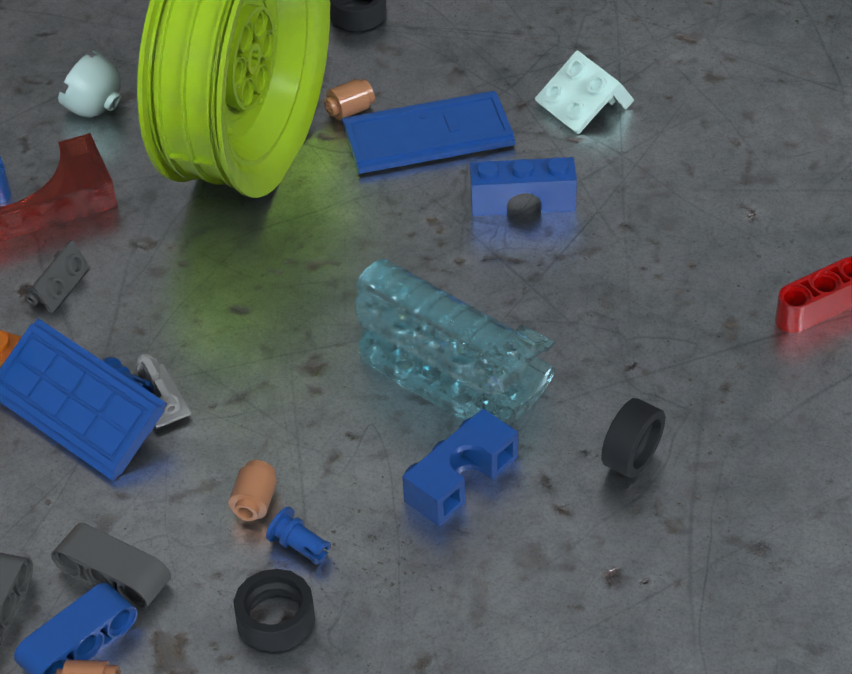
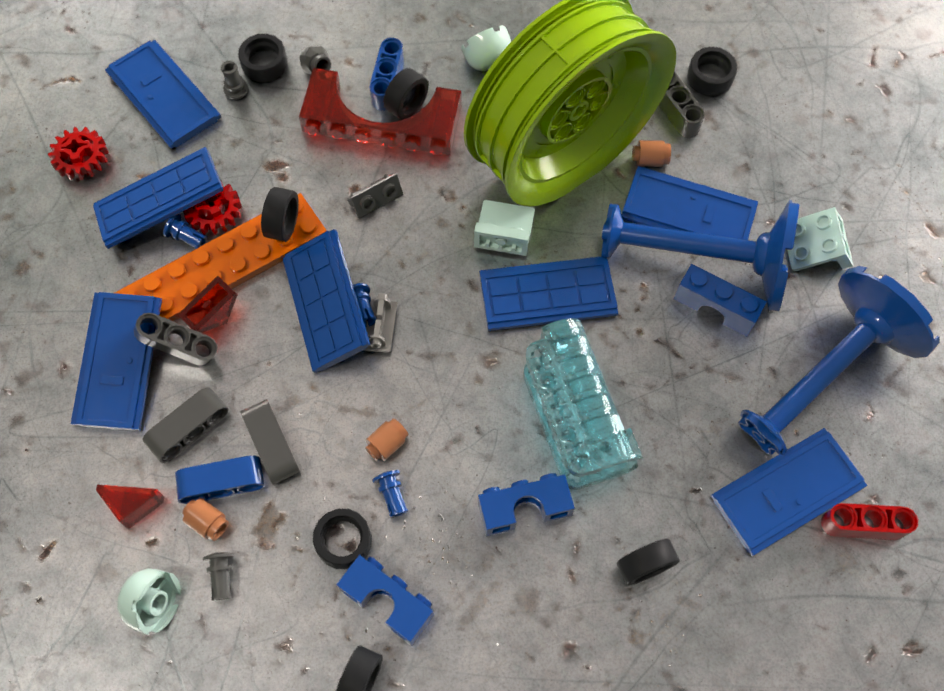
camera: 30 degrees right, 20 degrees up
(25, 163) = (406, 93): none -> black tyre
(237, 237) = (504, 227): none -> light aqua bracket
(325, 274) = (547, 293): none -> blue piece
(340, 628) = (366, 580): none -> blue arch
(355, 49) = (682, 108): none -> dark grey beam
(544, 111) = (764, 254): none -> blue piece
(698, 105) = (882, 315): none -> blue piece
(723, 316) = (788, 491): none -> blue piece

